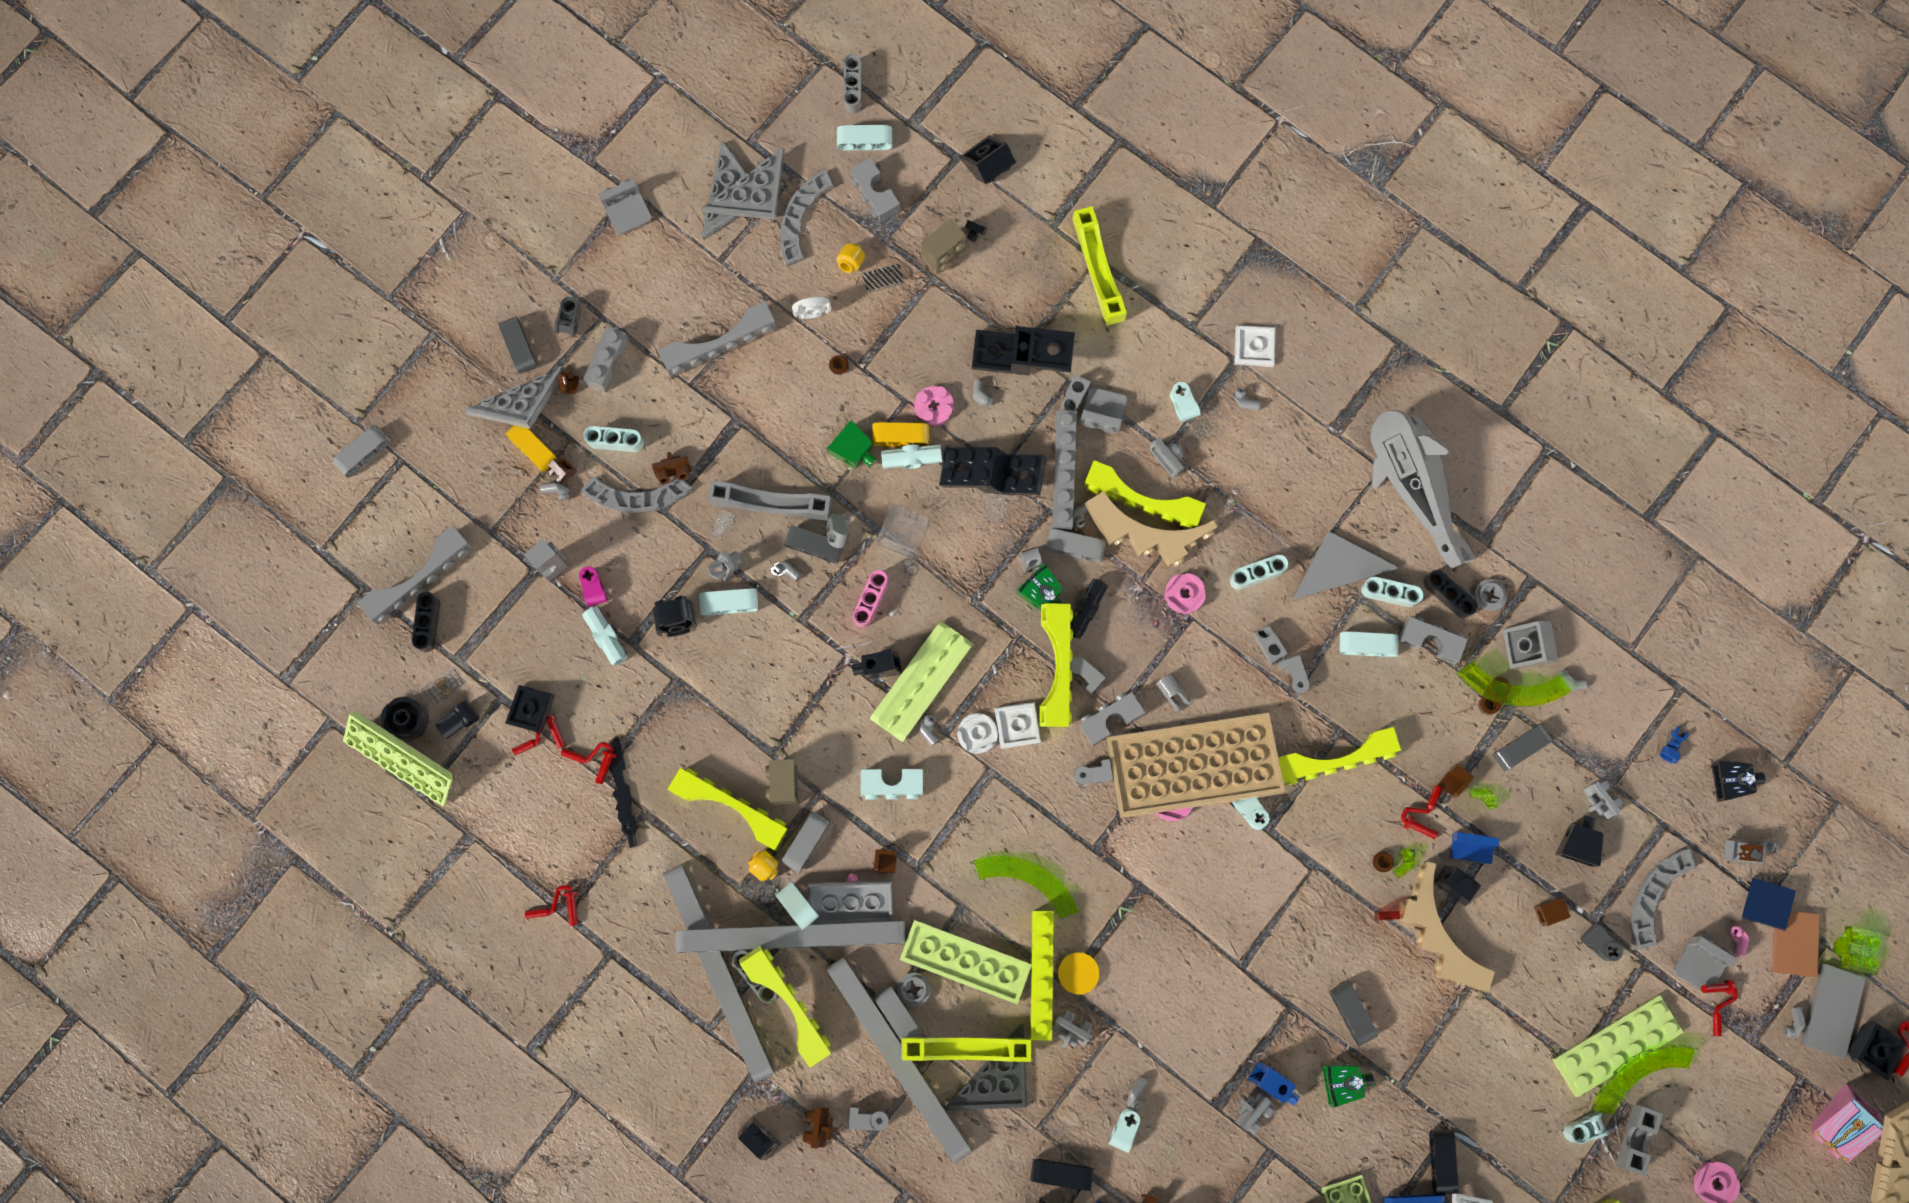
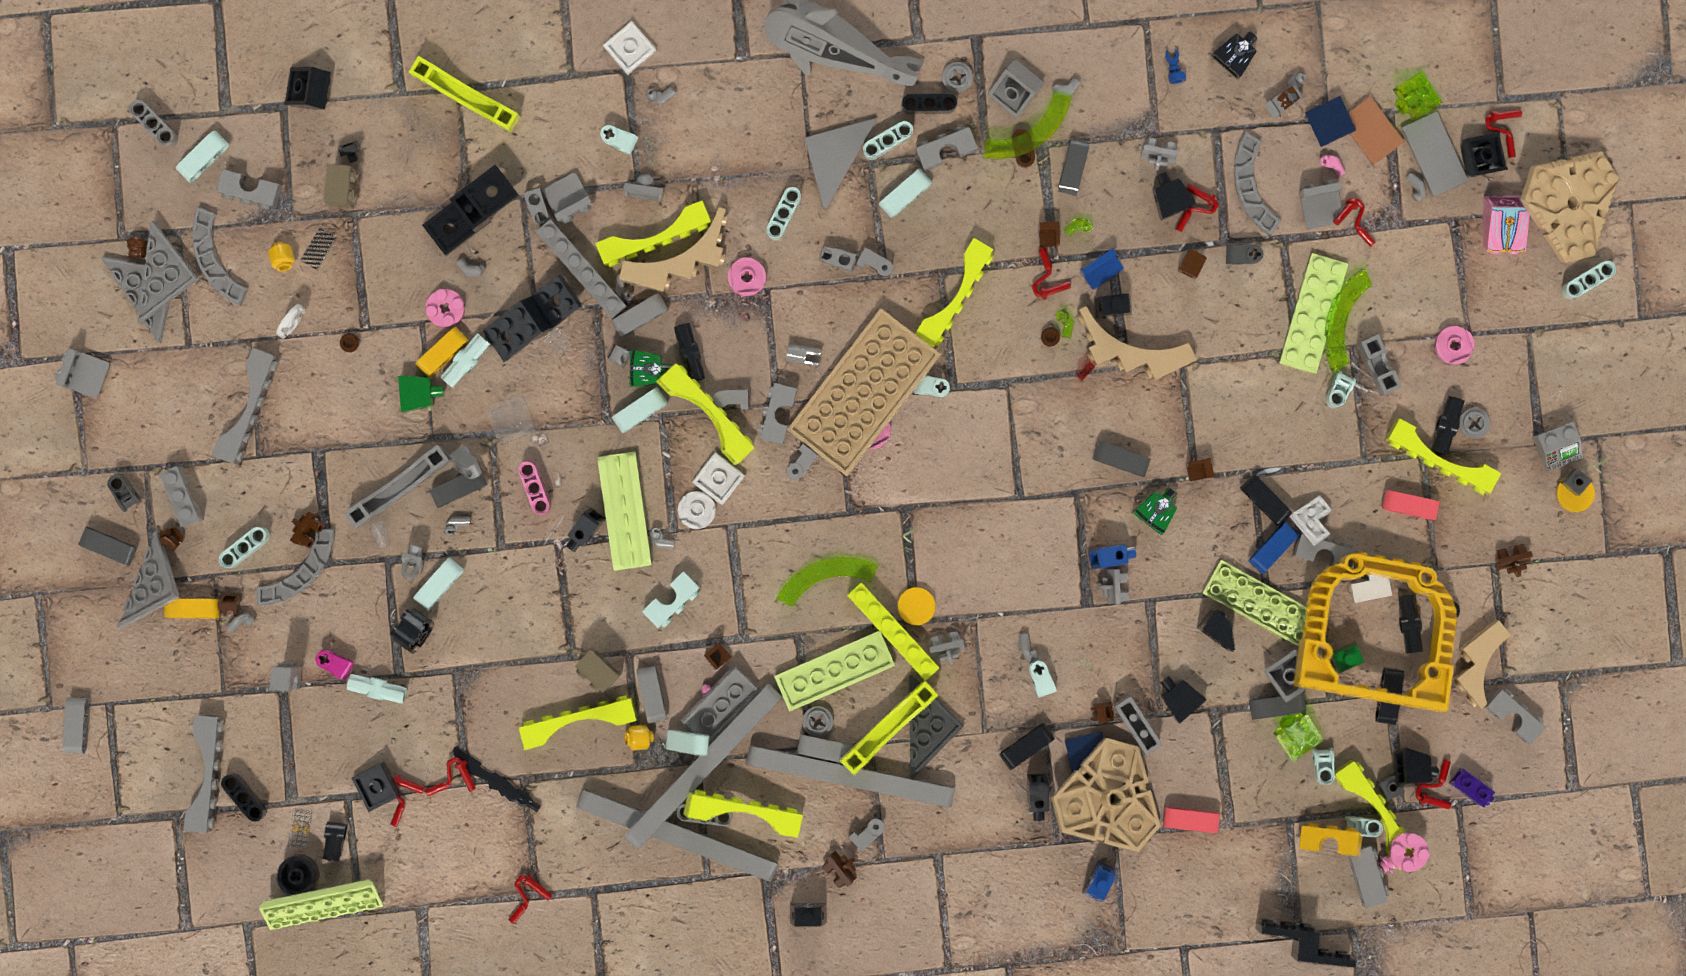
camera: 50 degrees left, 10 degrees up
(754, 156) = (137, 247): none -> reddish brown arm
(1007, 616) = (639, 410): none -> light aqua beam
(1410, 1083) = (1200, 469): none -> reddish brown panel
(1608, 865) = (1203, 195): none -> red piece

